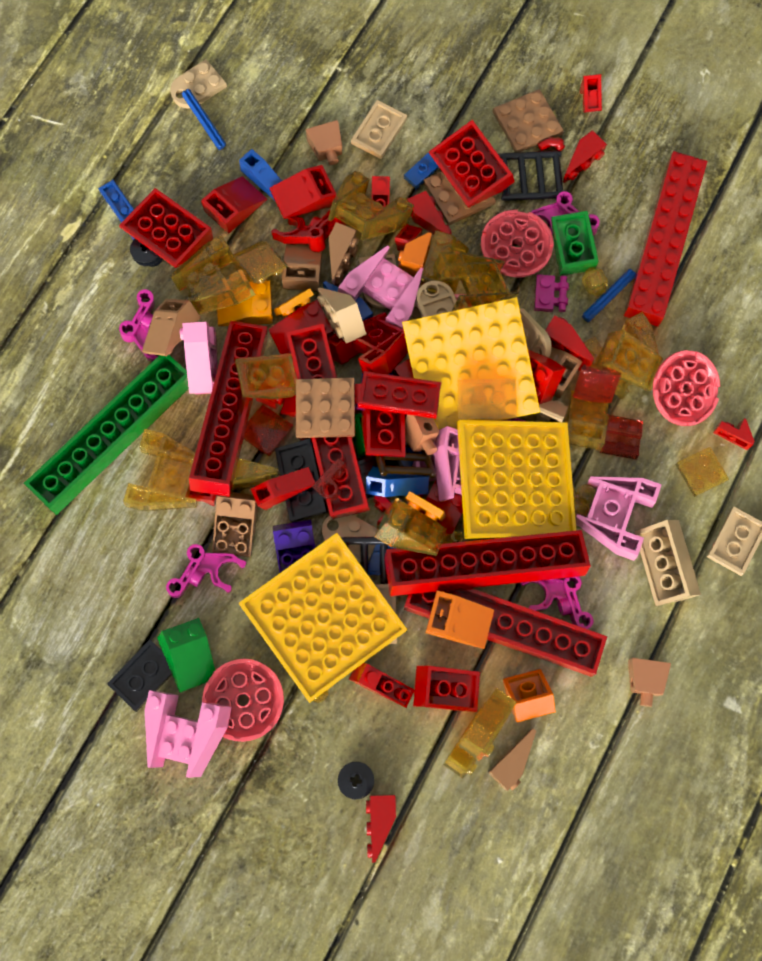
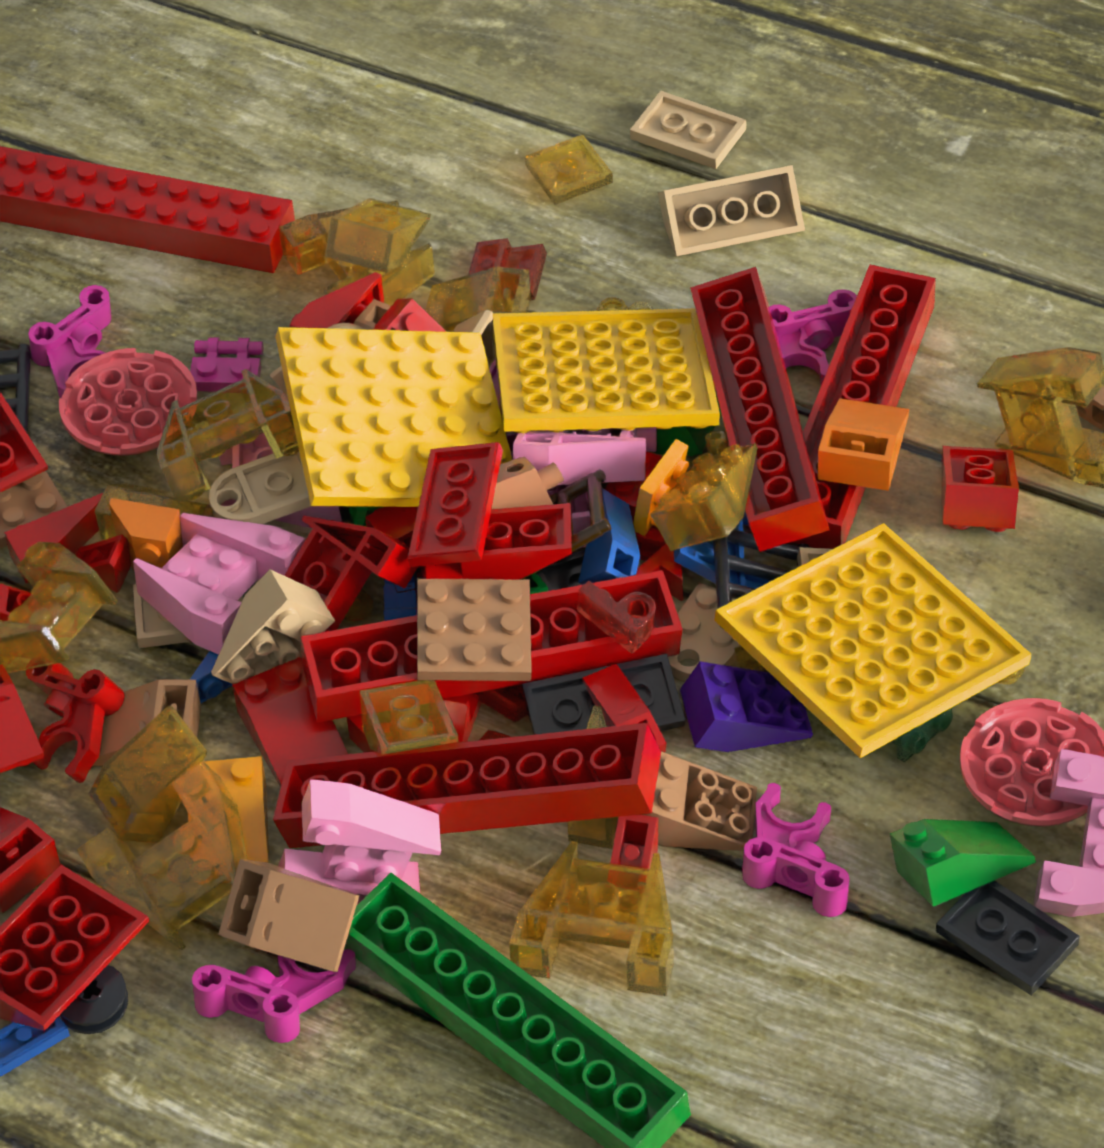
camera: 85 degrees left, 25 degrees down
(299, 300) = (232, 722): light orange plate -> none
(342, 248) = (134, 652): medium nougat slope -> none
(382, 684) = (983, 569): red slope -> none
(486, 398) = (462, 396): clear yellow slope -> none
(531, 693) = (960, 371): orange slope -> none
(574, 243) = (138, 317): green slope -> none
(595, 281) = (209, 300): clear yellow head -> none
(596, 384) = (418, 277): clear red slope -> none
(601, 302) = (235, 287): blue axle -> none
(612, 511) = (646, 266): bright pink wedge -> none
(648, 678) = (931, 233): nougat torso -> none
(700, 388) = (422, 178): coral brick -> none
(740, 436) = (499, 125): red slope -> none

